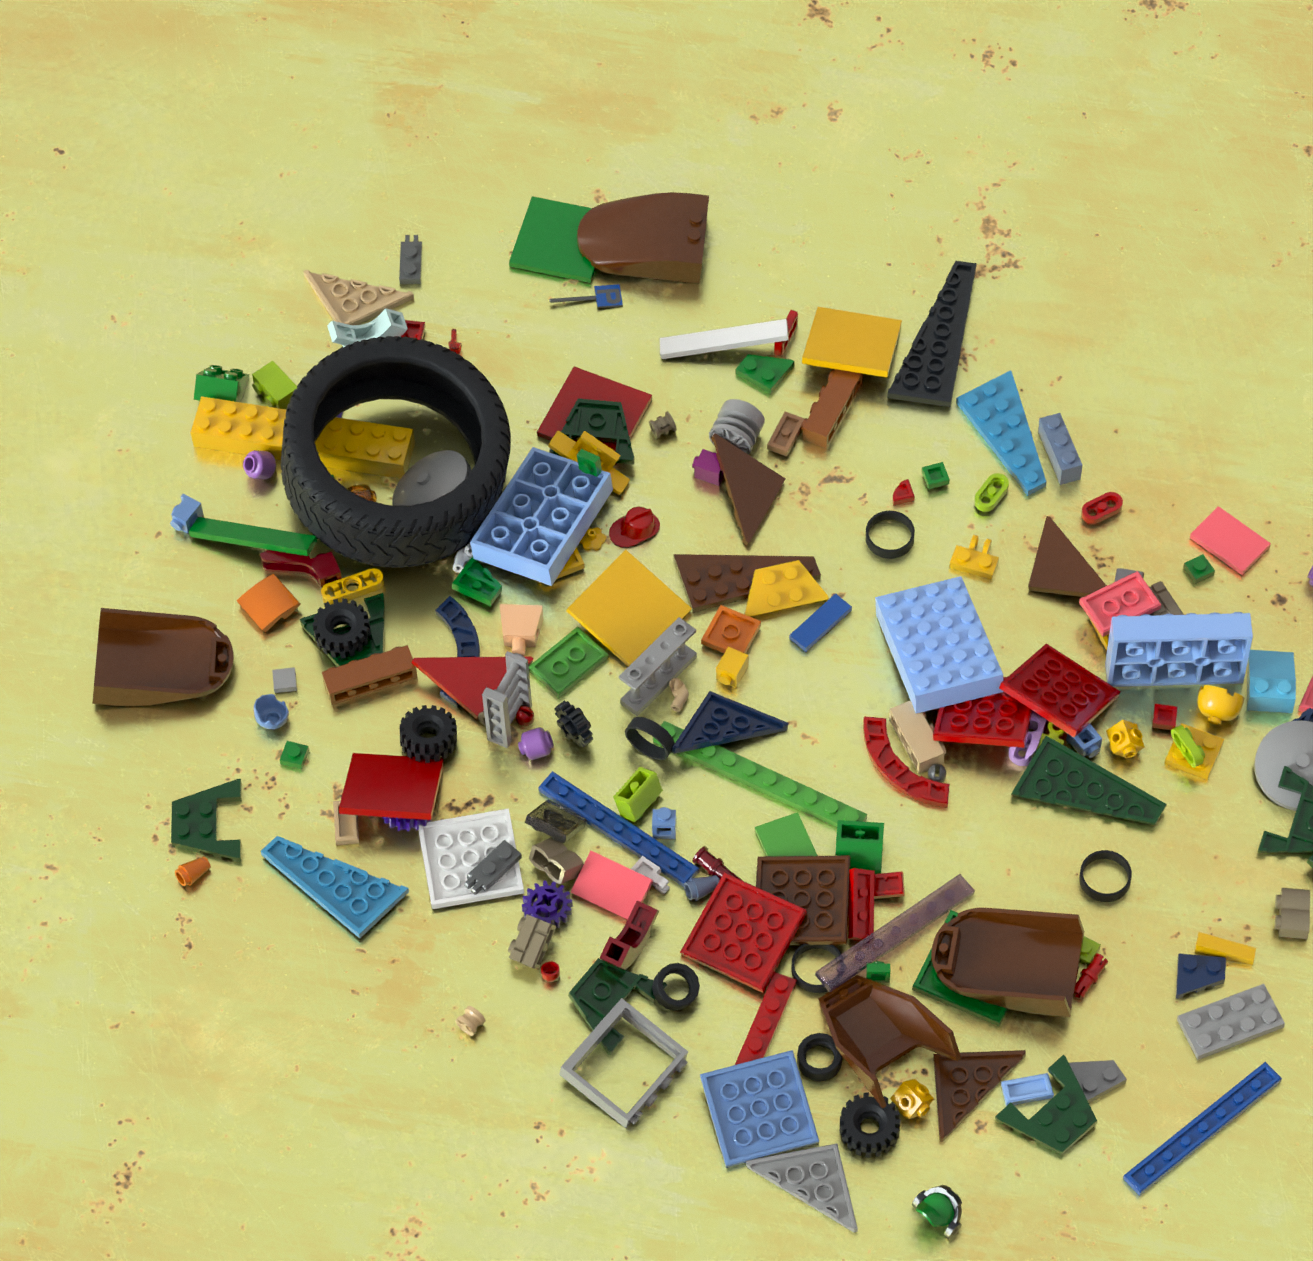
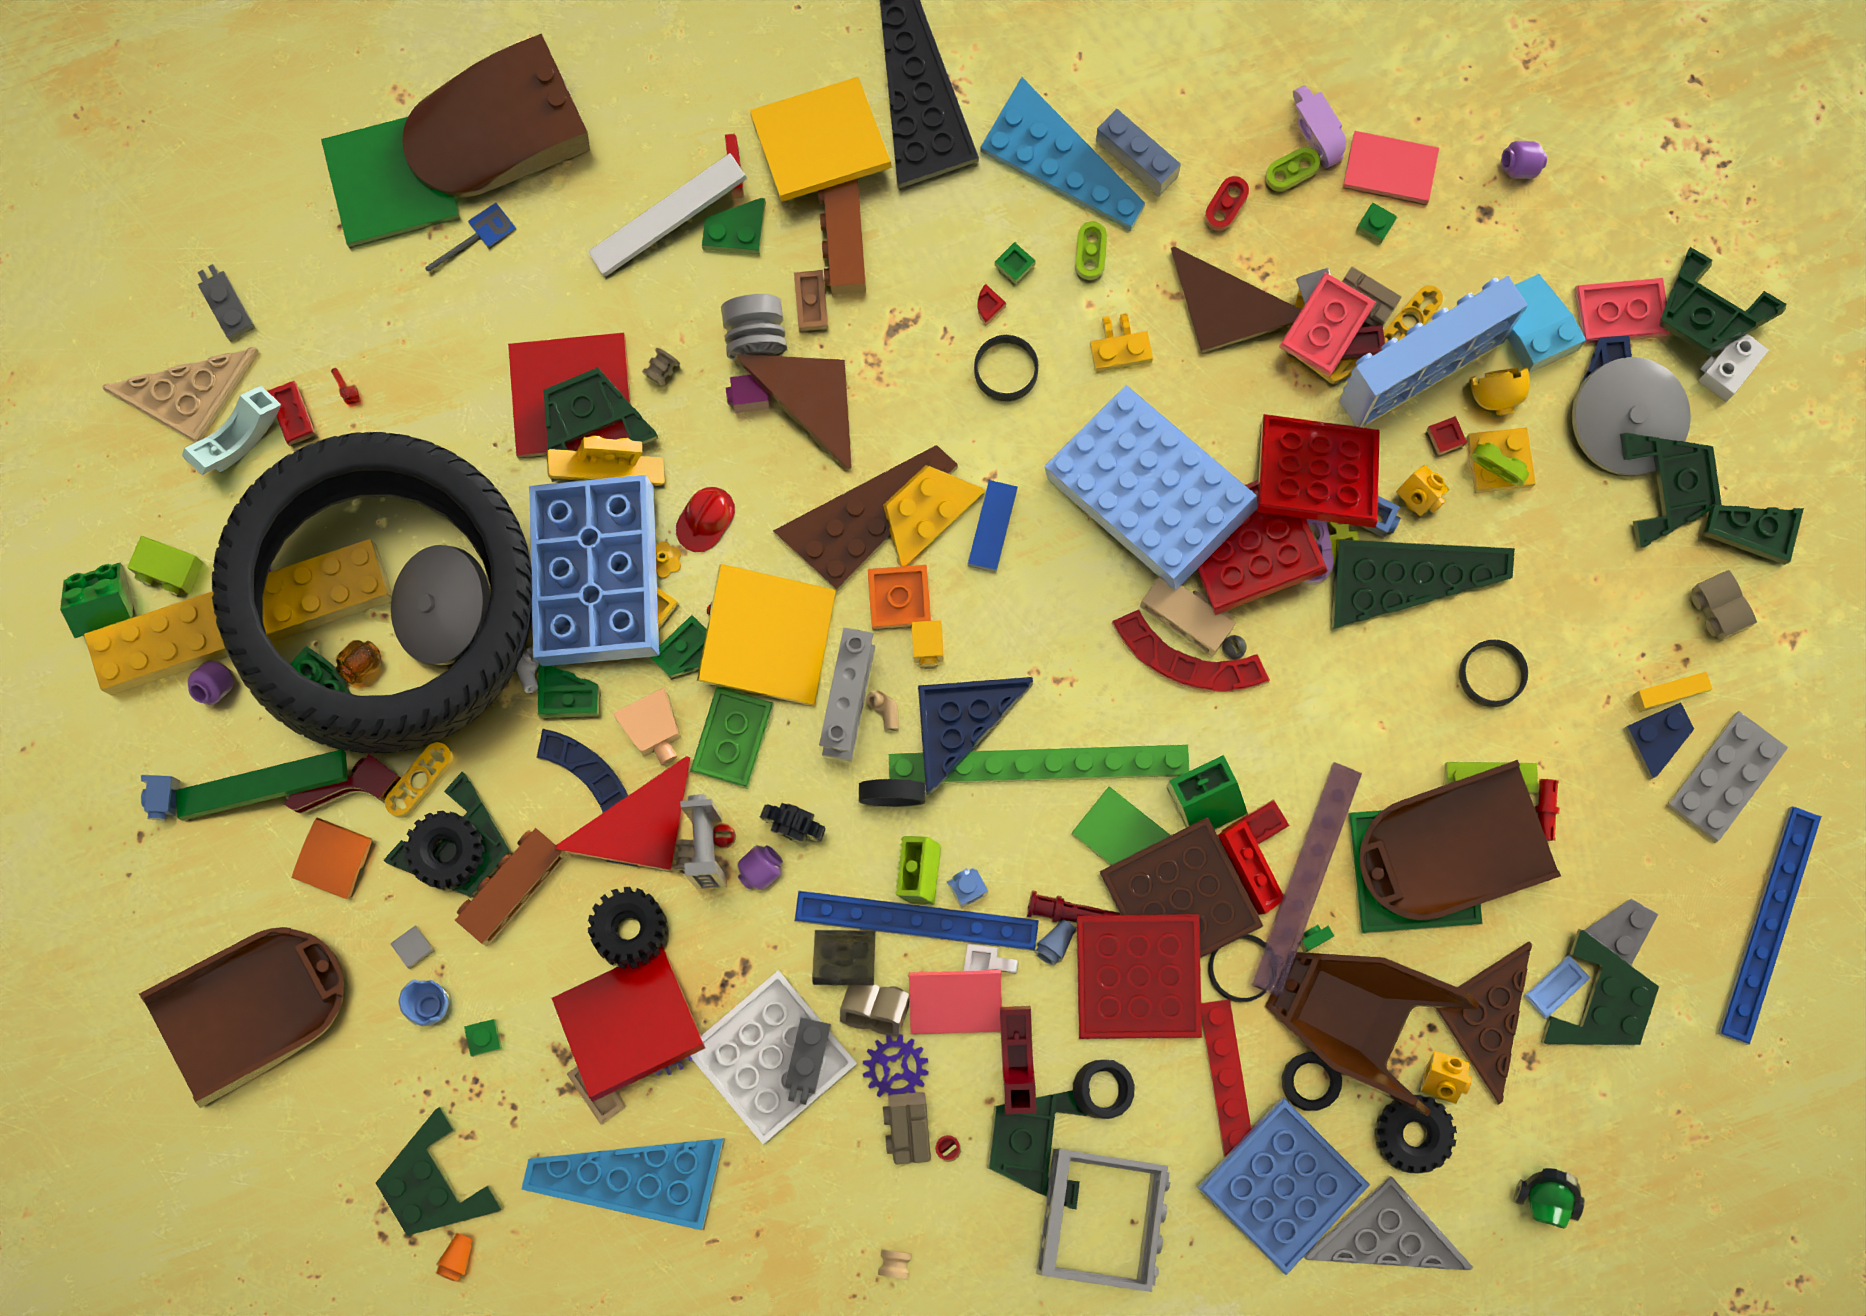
camera: 30 degrees left, 20 degrees up
(564, 593) = (682, 649): none -> green wing
(589, 463) = (615, 478): green plate -> none
(1160, 508) = (1291, 170): none -> lime plate
(1194, 491) = (1320, 126): none -> lavender piece

